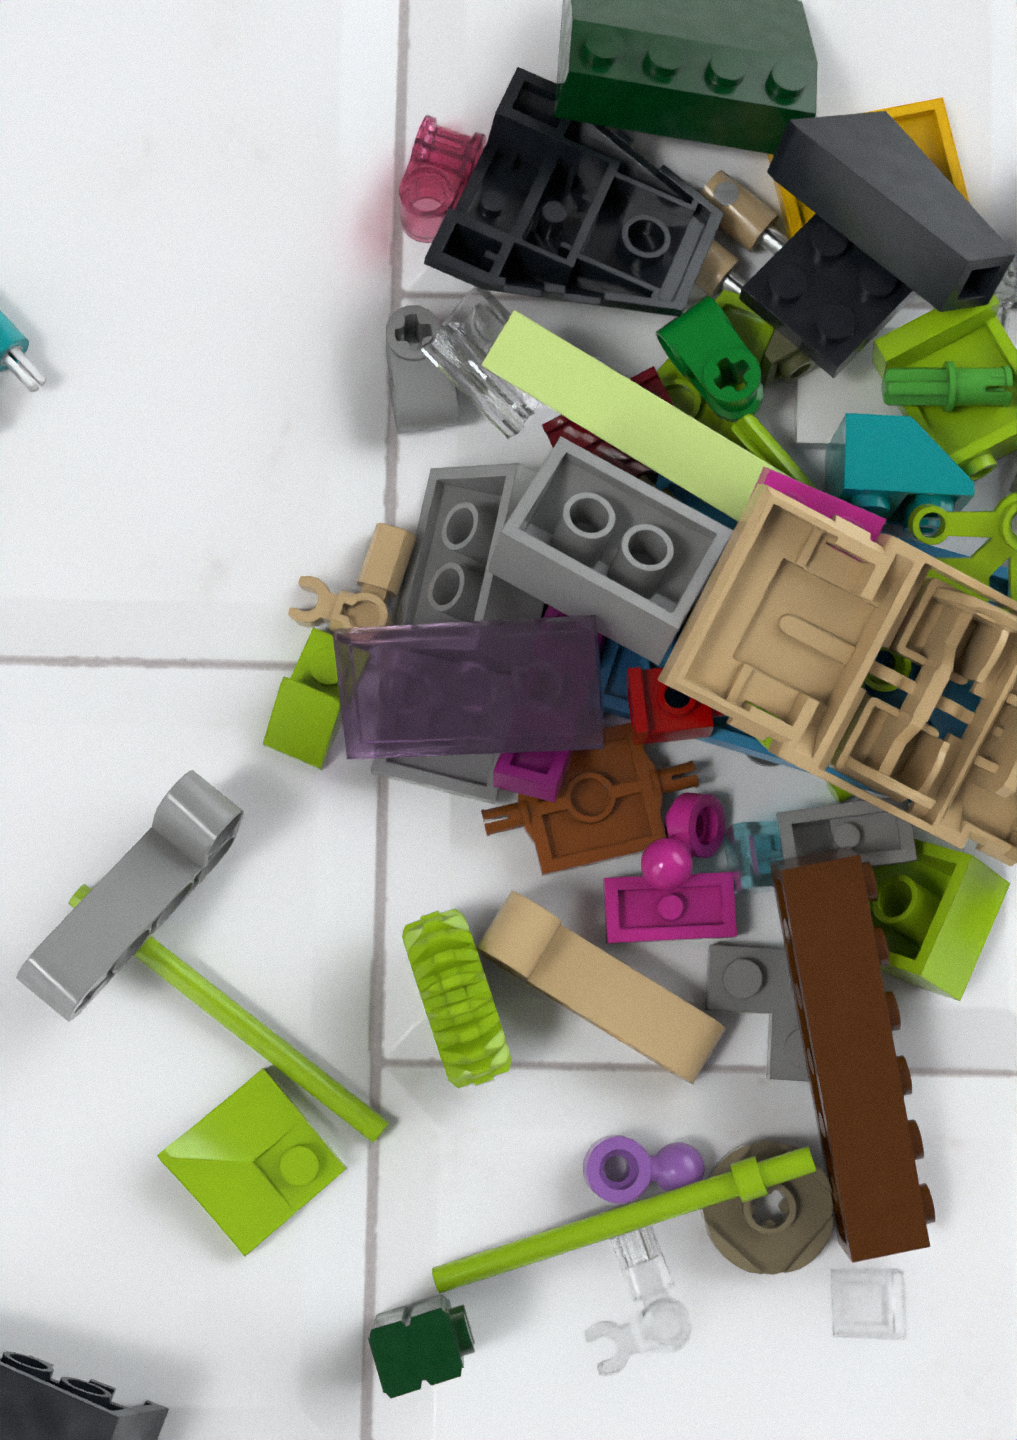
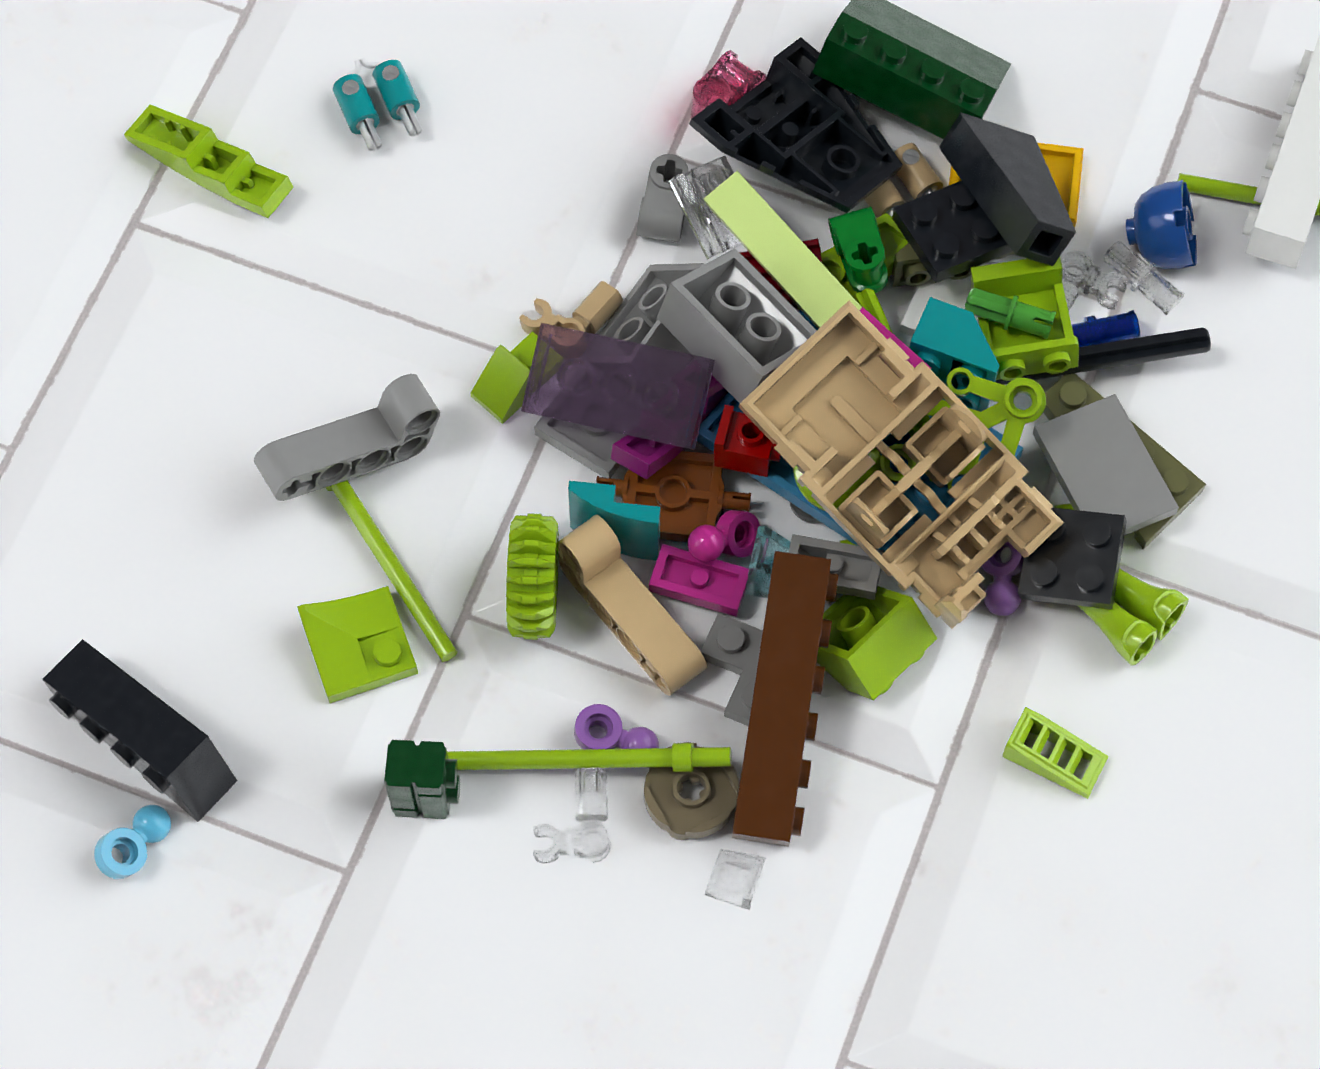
camera: 25 degrees right, 15 degrees down
(516, 873) = (633, 524): none -> teal slope

